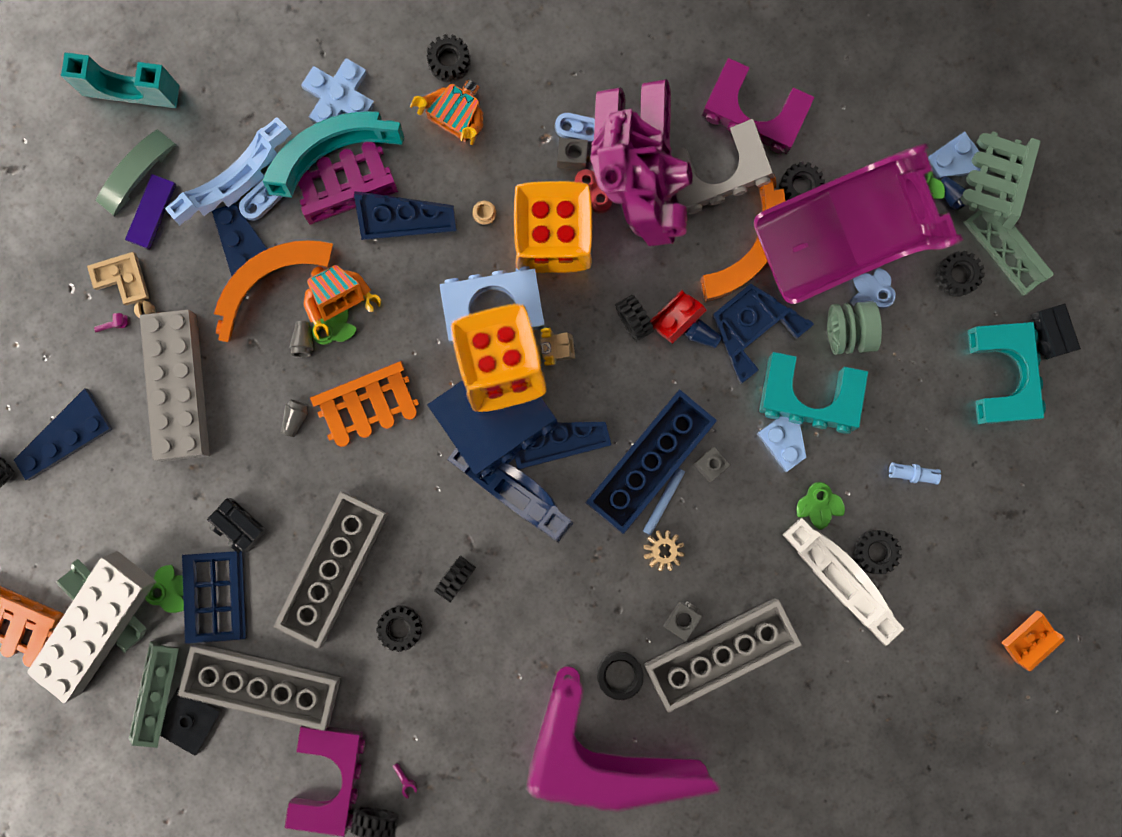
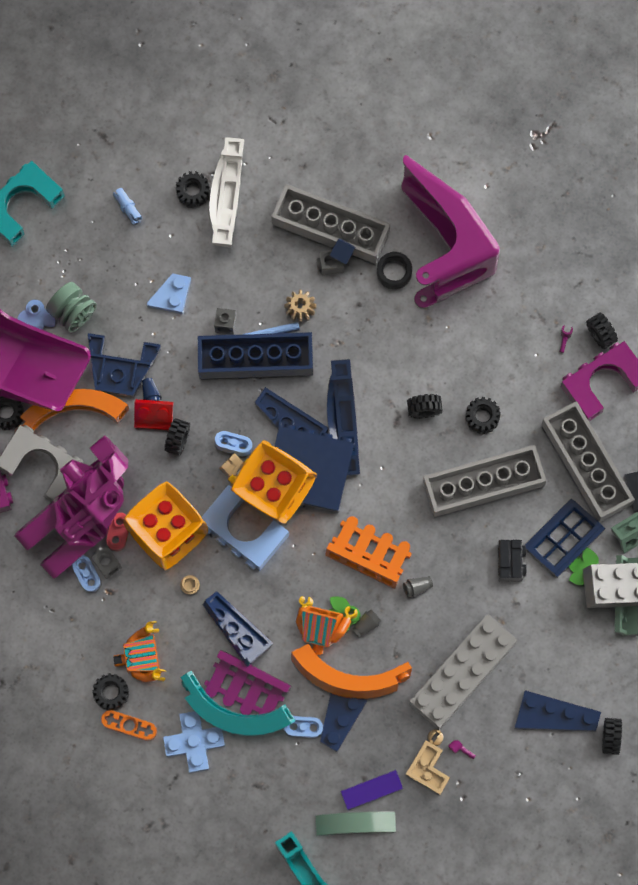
camera: 125 degrees left, 10 degrees down
(236, 179) = (303, 753): light blue piece -> none
(405, 40) = (113, 726): none -> orange beam
(583, 368) = (233, 444): none -> light blue plate
(680, 638) = (342, 251): none -> dark blue tile
(780, 400) = (127, 274): teal arch -> none
(822, 508) = (195, 240): bright green plate -> none
(1032, 641) = (168, 66): orange bracket -> none

